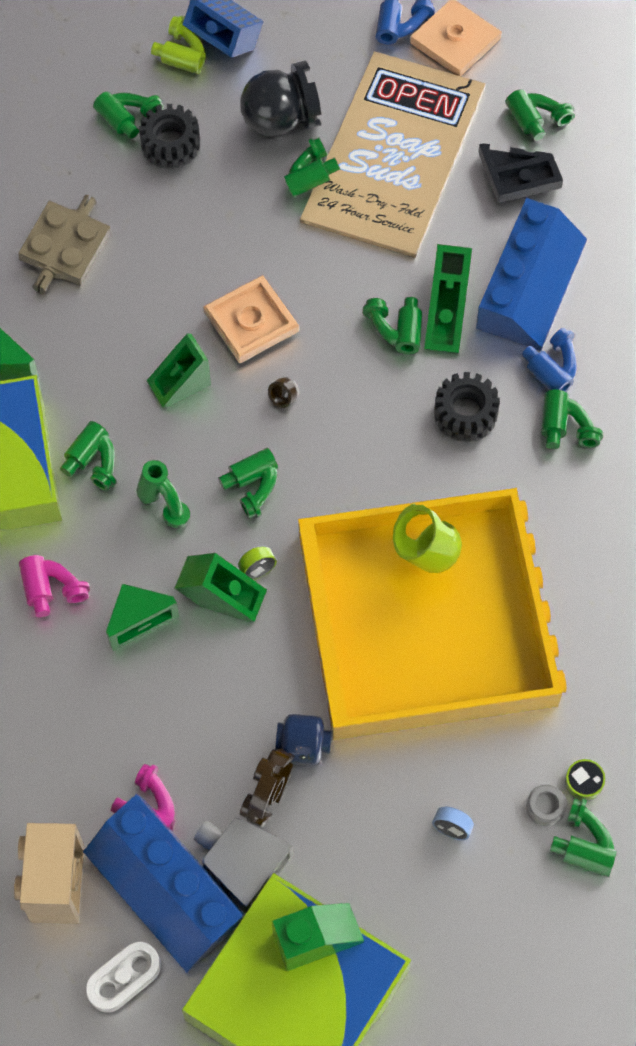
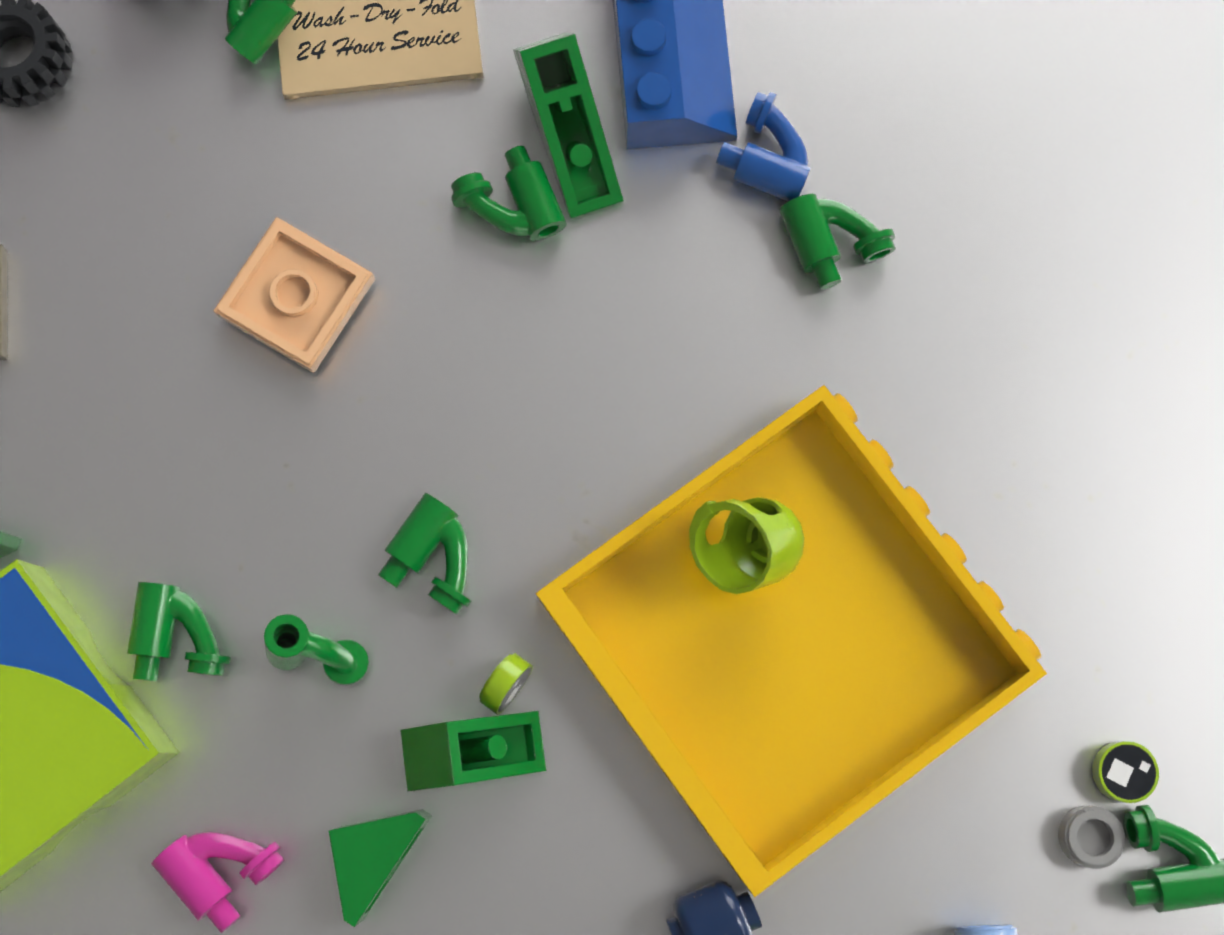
camera: 30 degrees left, 15 degrees up
(181, 373) = (234, 438): green slope -> none
(279, 388) = (393, 387): dark brown hinge -> none
(471, 389) = (684, 250): black tyre -> none

